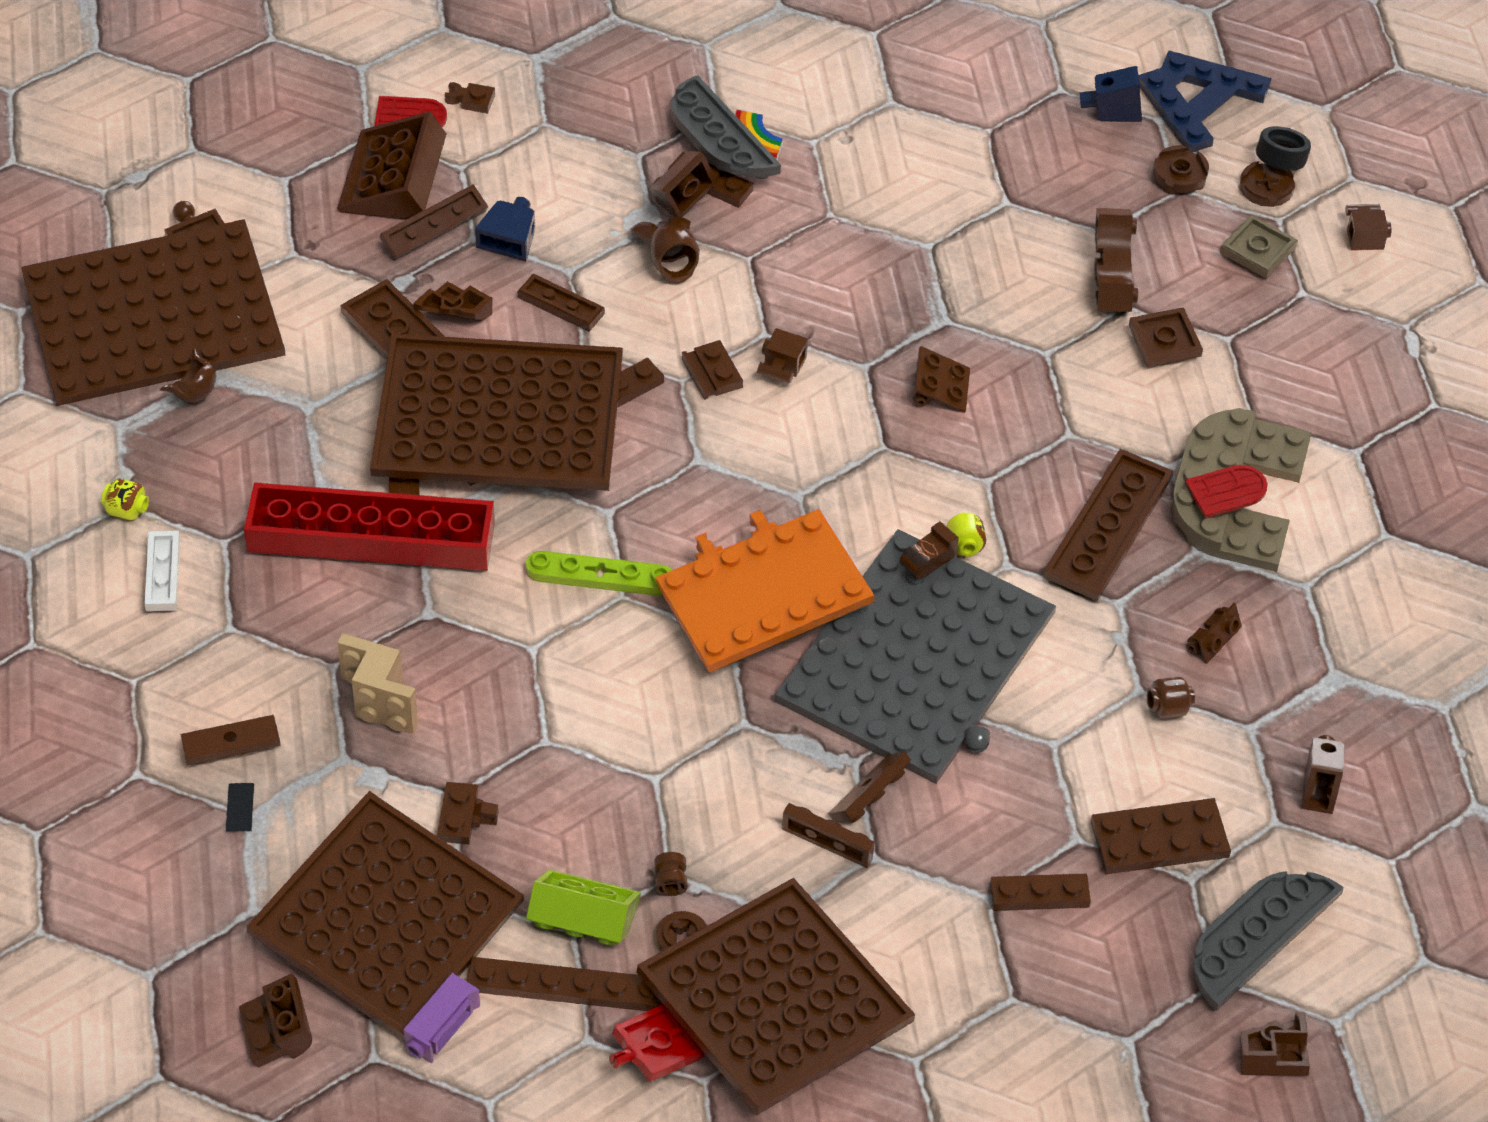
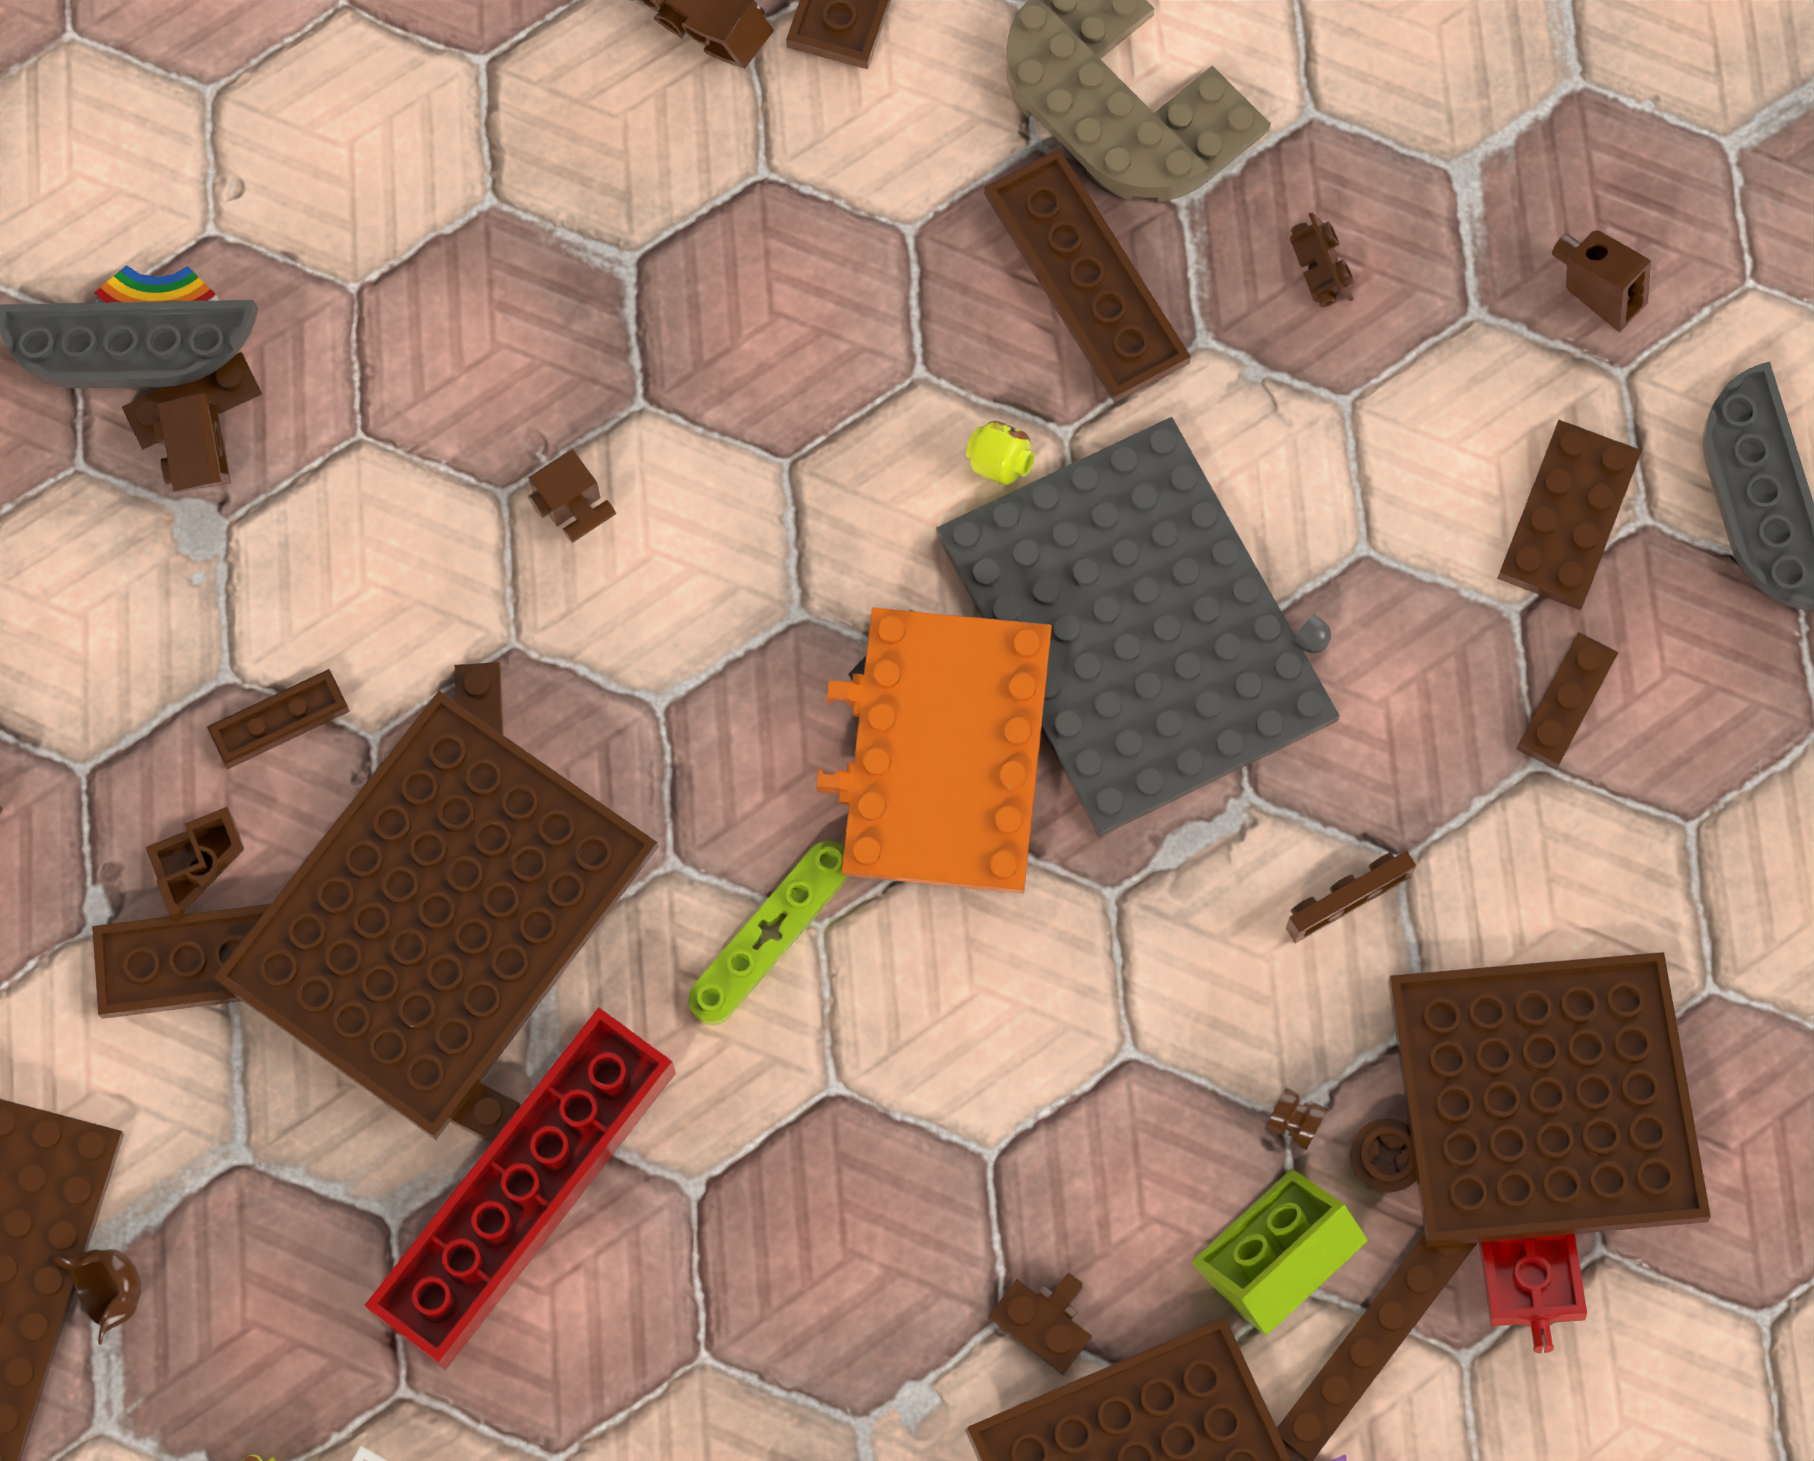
camera: 55 degrees left, 20 degrees up
(377, 683) = (797, 1322): tan bracket -> none
(433, 222) = (27, 805): reddish brown plate -> none
(507, 229) = (108, 712): dark blue torso -> none
(670, 244) = (283, 524): reddish brown piece -> none
(712, 369) = (524, 595): reddish brown plate -> none
(870, 788) = (1309, 804): reddish brown tile -> none
(930, 551) = (1014, 514): reddish brown leg -> none
(940, 380) = (733, 328): reddish brown hinge -> none
(1170, 697) = (1393, 375): reddish brown head -> none
(1227, 489) = (1141, 107): red window -> none

